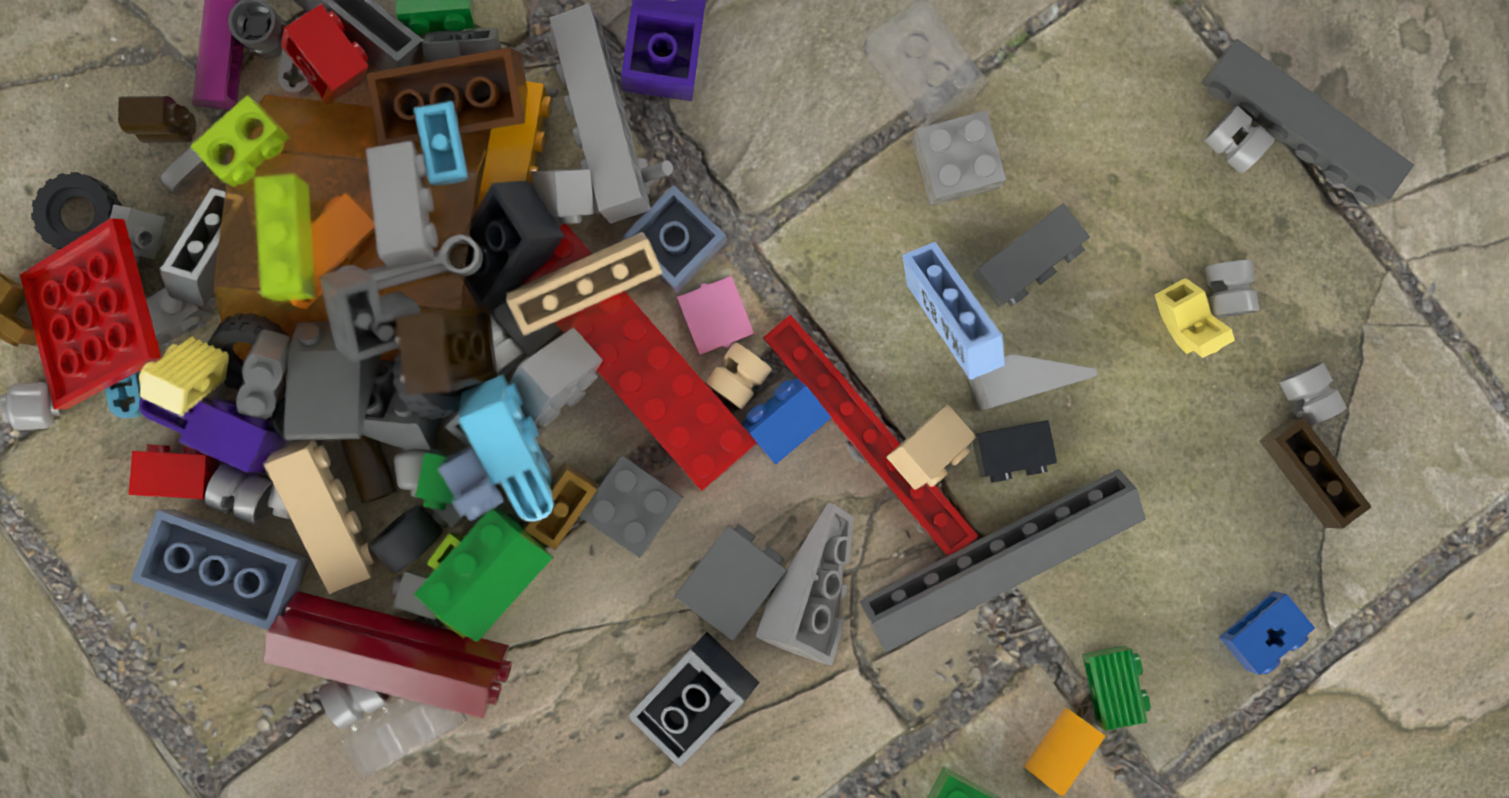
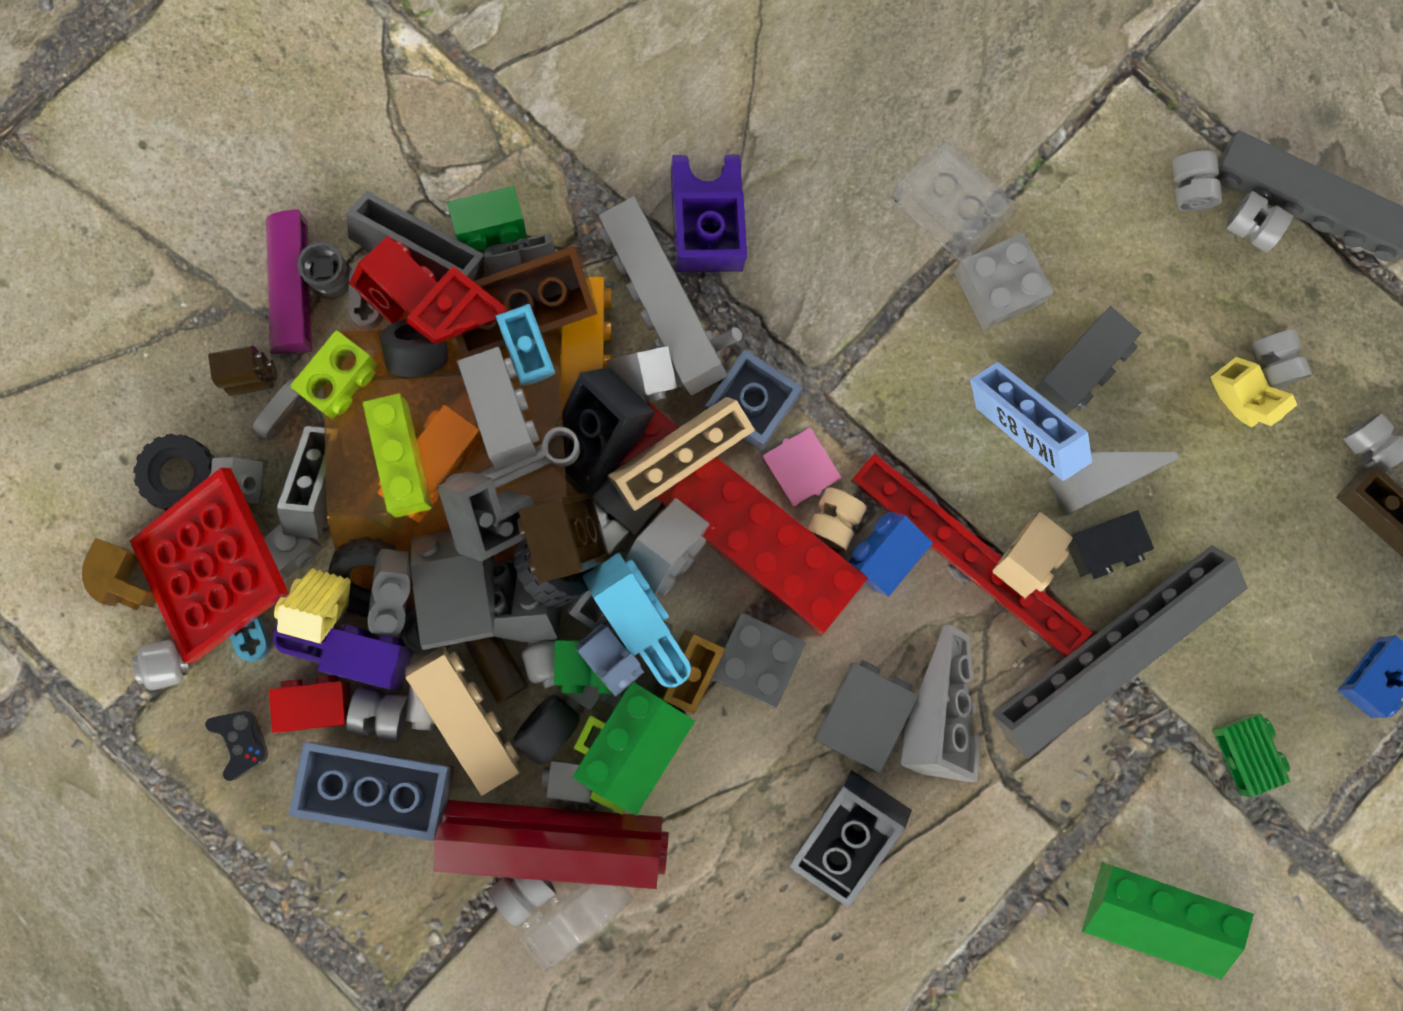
camera: 10 degrees left, 5 degrees down
(102, 496) = (243, 741): none -> black piece
(331, 126) = (411, 353): none -> black tyre
(374, 92) = (454, 308): none -> red wing
(1064, 751) = (1216, 825): light orange brick -> none
(1183, 84) = (1197, 181): none -> light grey wheel

